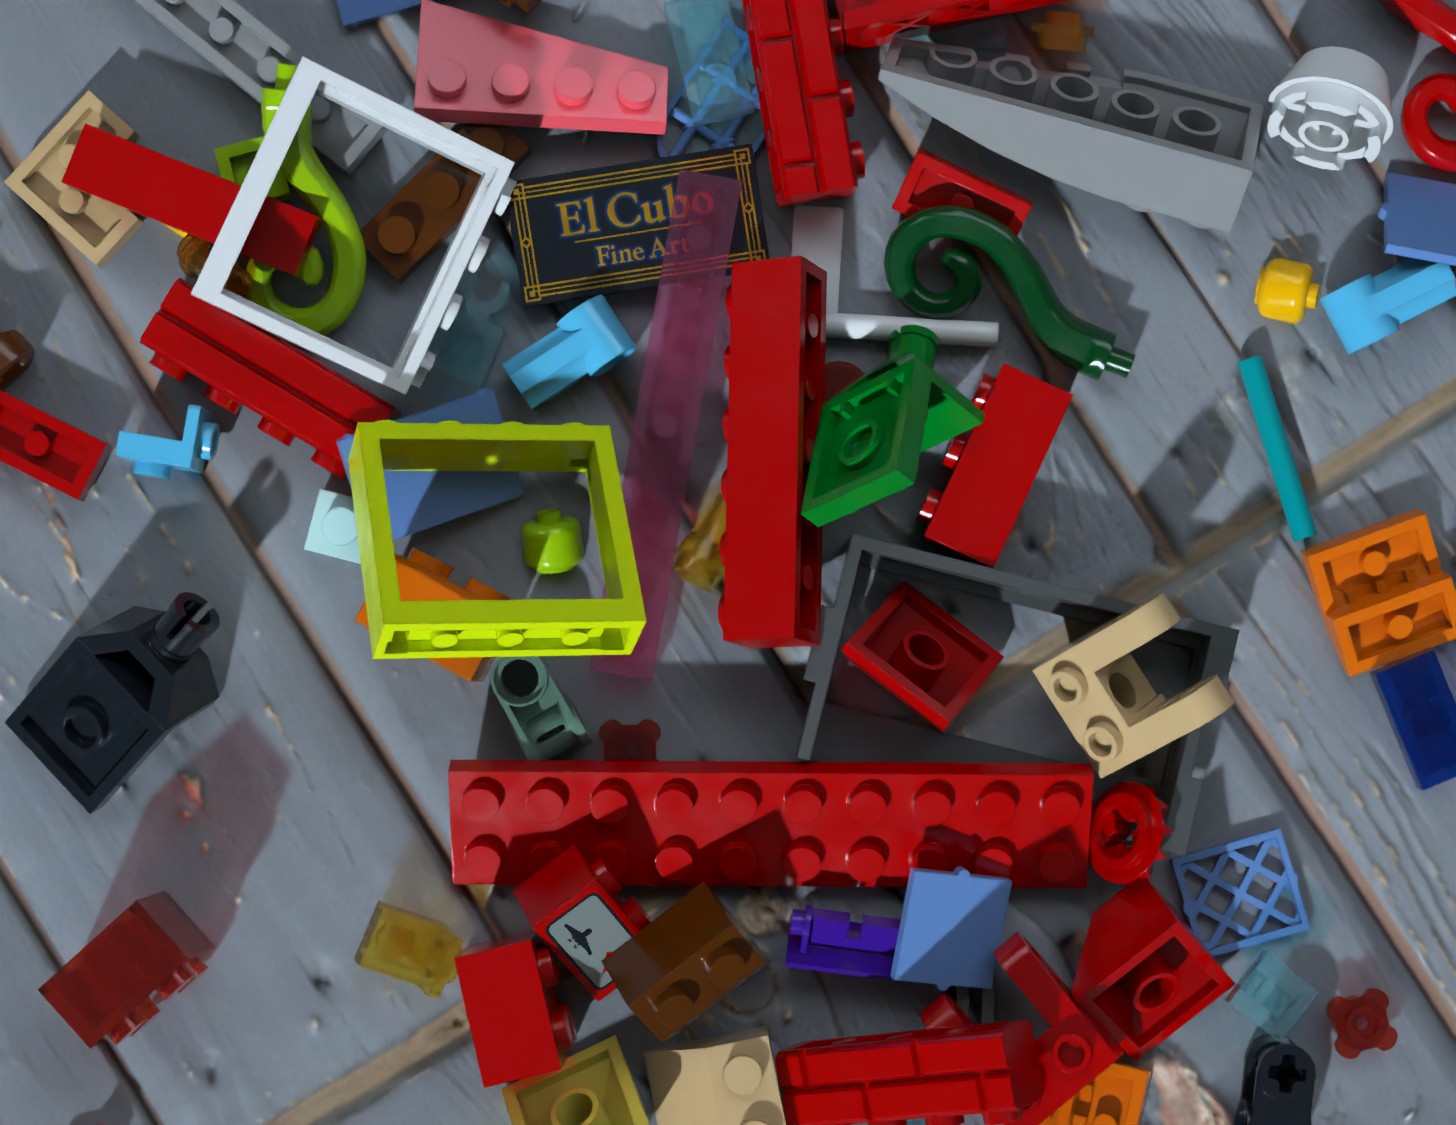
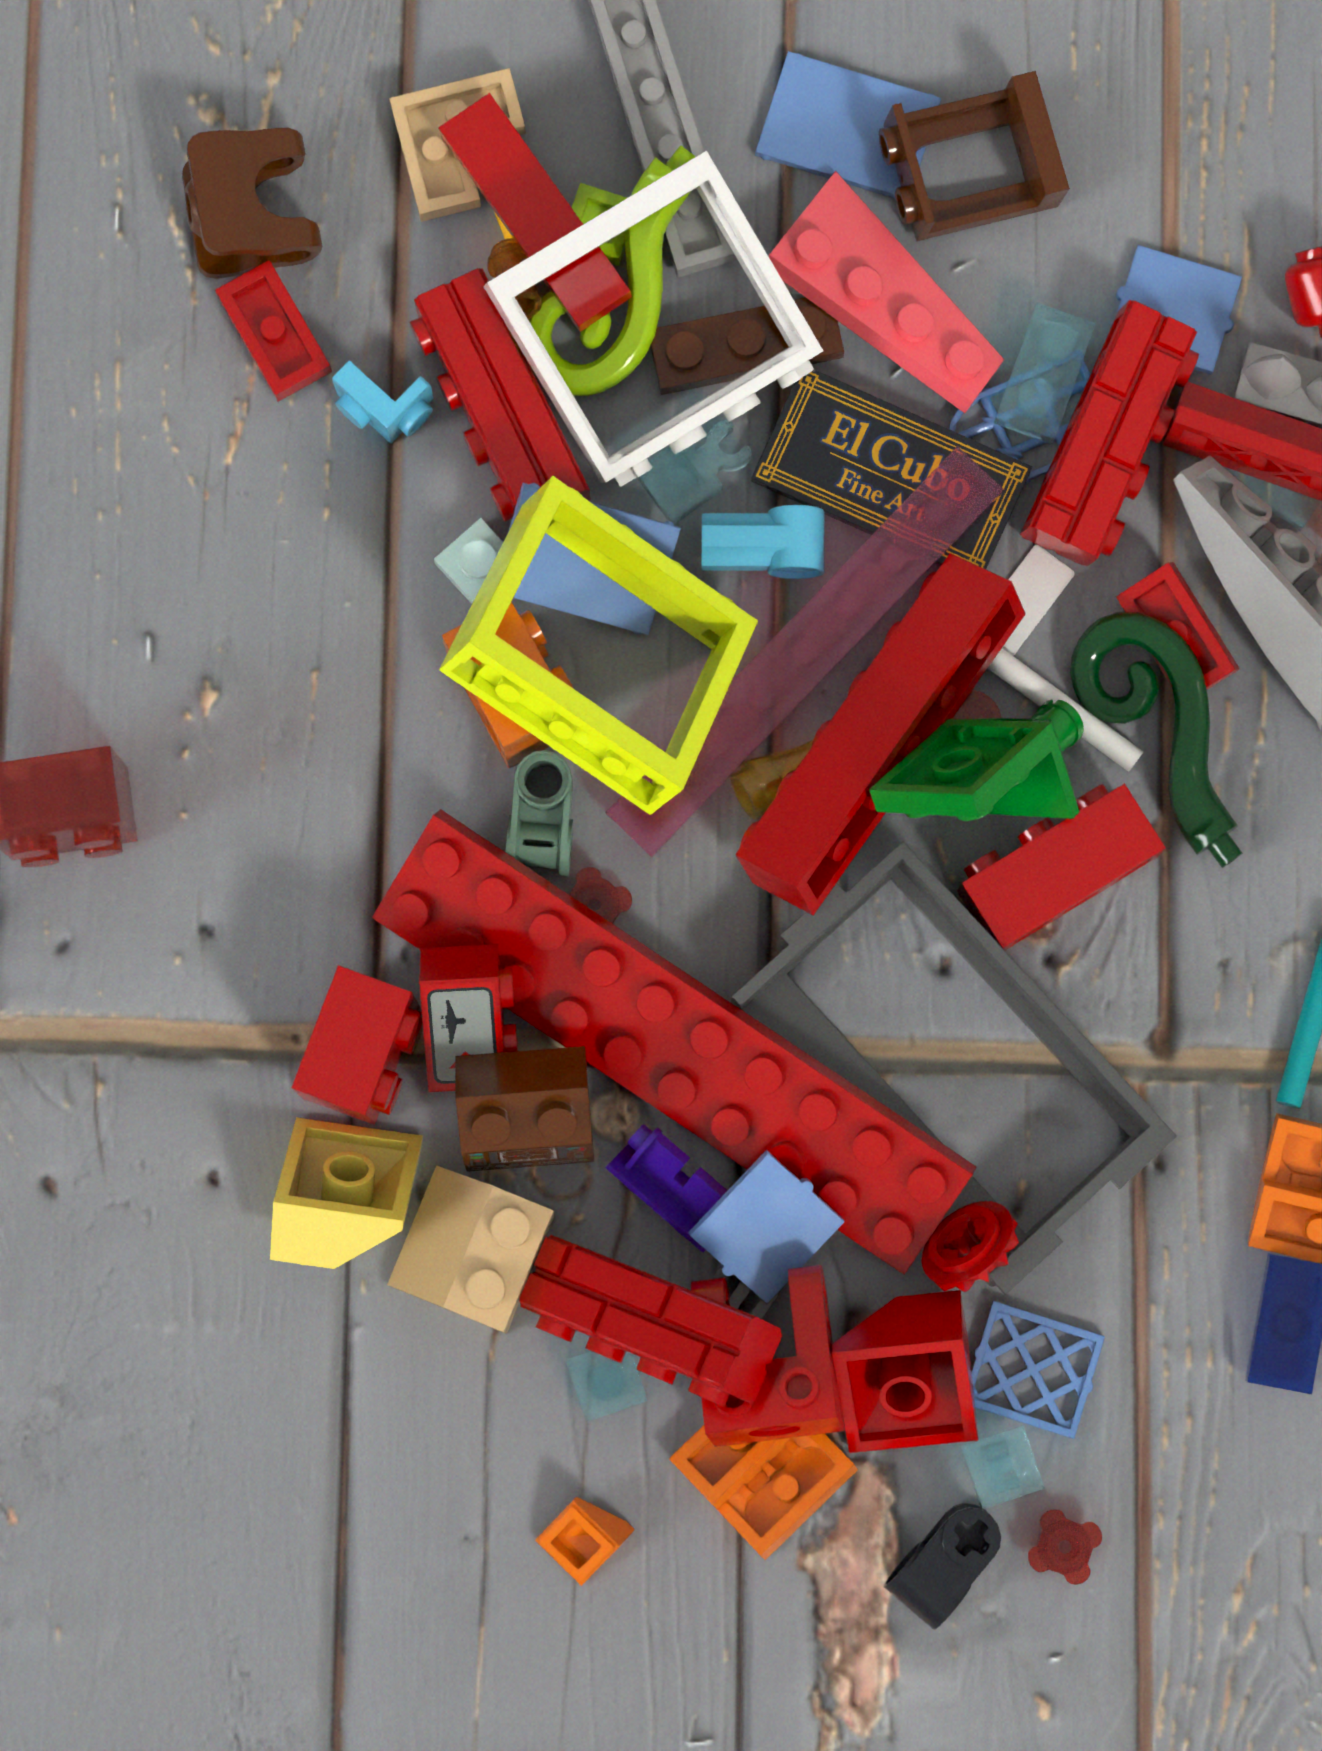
camera: 30 degrees right, 5 degrees down
(118, 696) = (200, 578): black plate -> none
(410, 948) = (300, 945): clear yellow bracket -> none
(552, 542) = (644, 690): lime piece -> none
(922, 656) = (892, 986): red slope -> none
(1110, 699) = (1029, 1120): tan brick -> none

